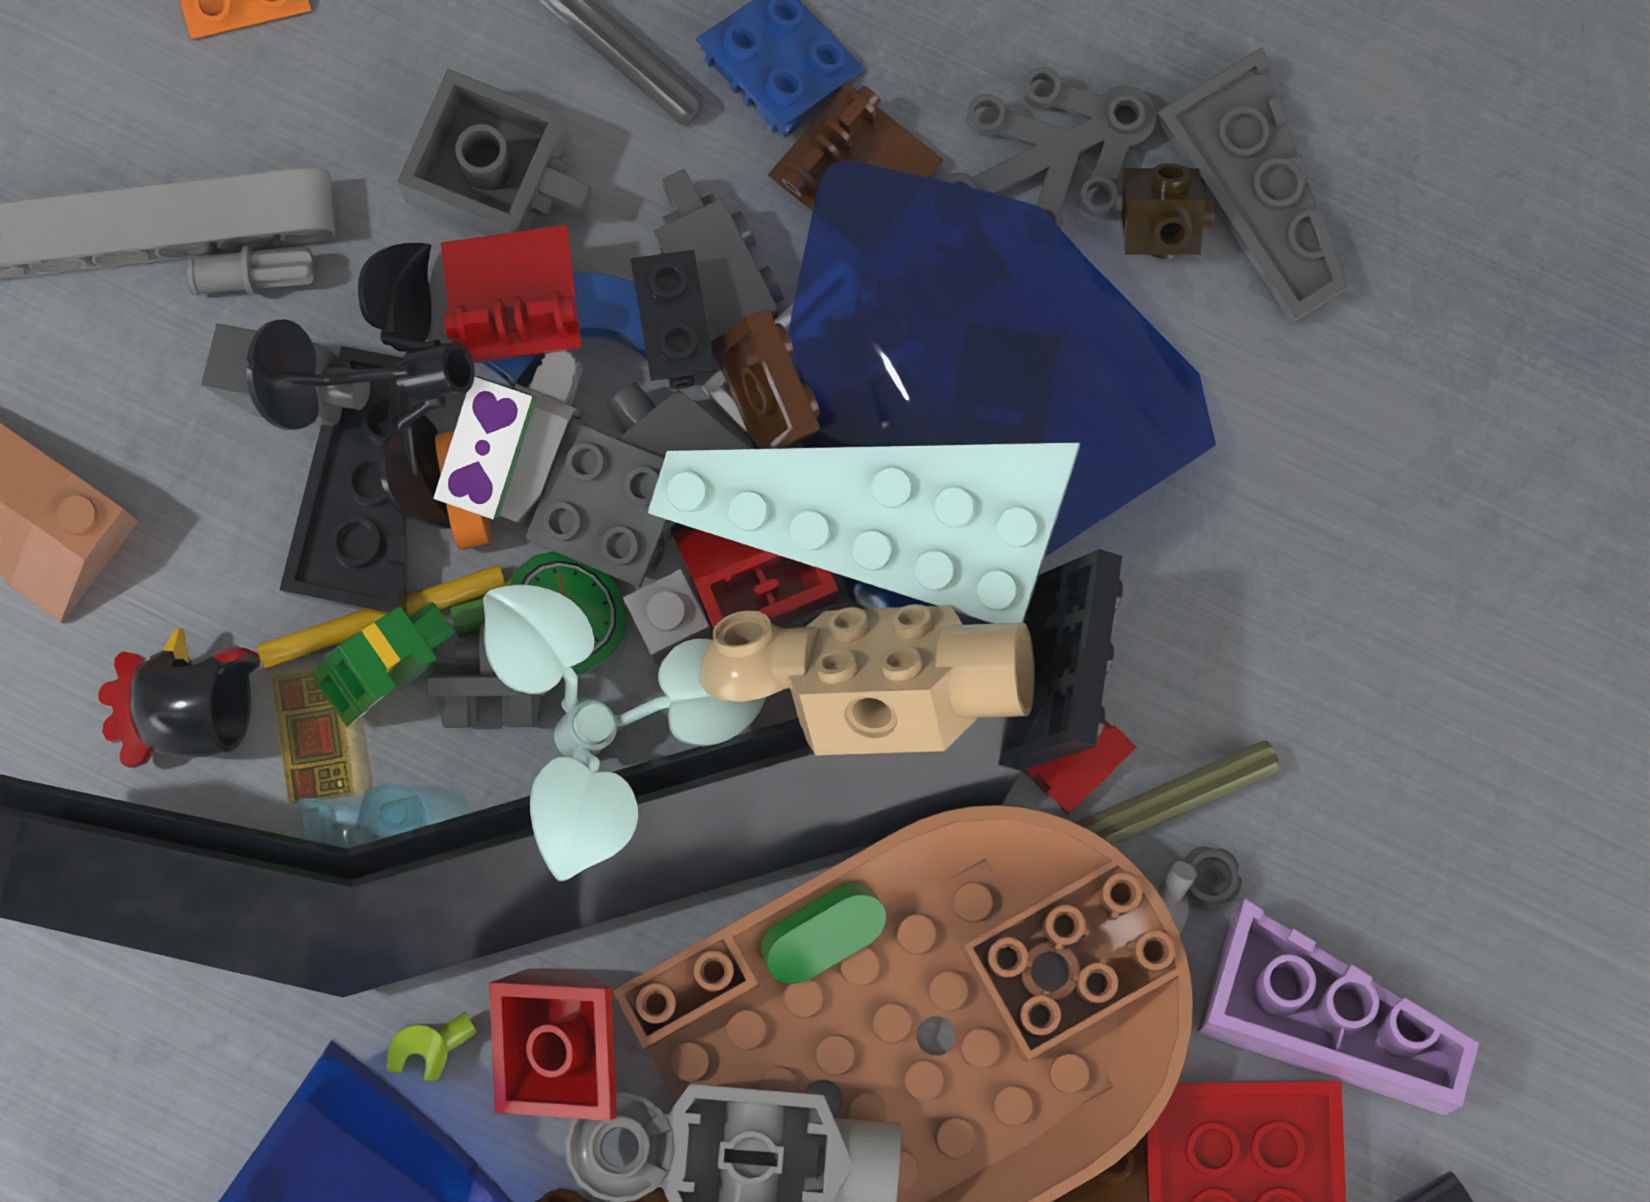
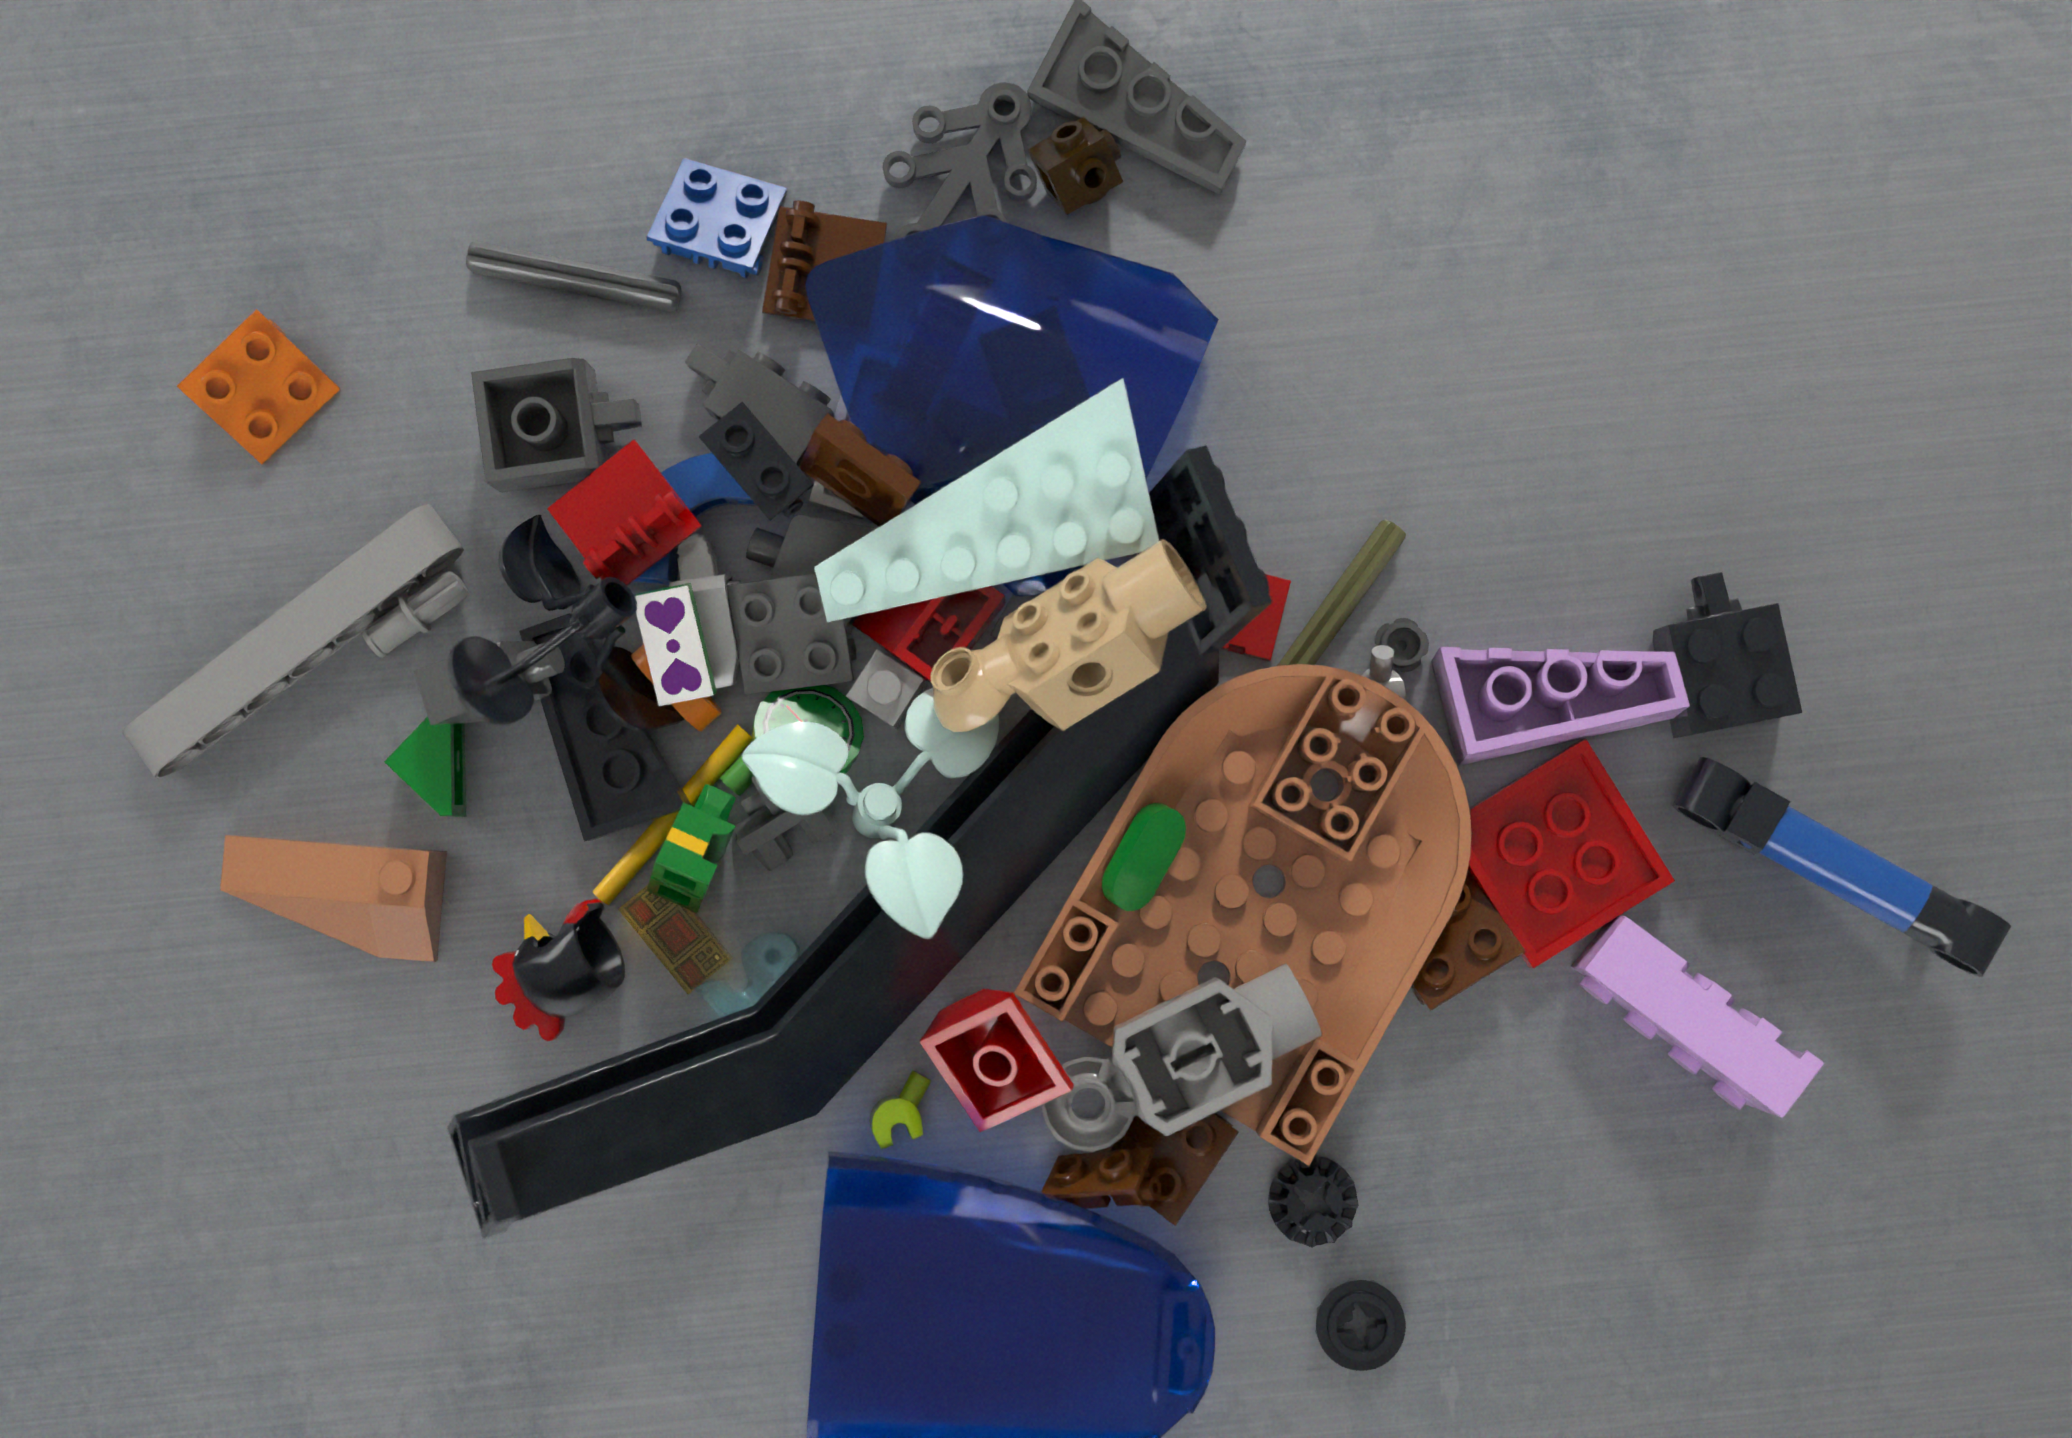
camera: 25 degrees left, 5 degrees up
(179, 428) = (434, 766): none -> green slope
(1531, 1090) = (1729, 661): none -> black hinge

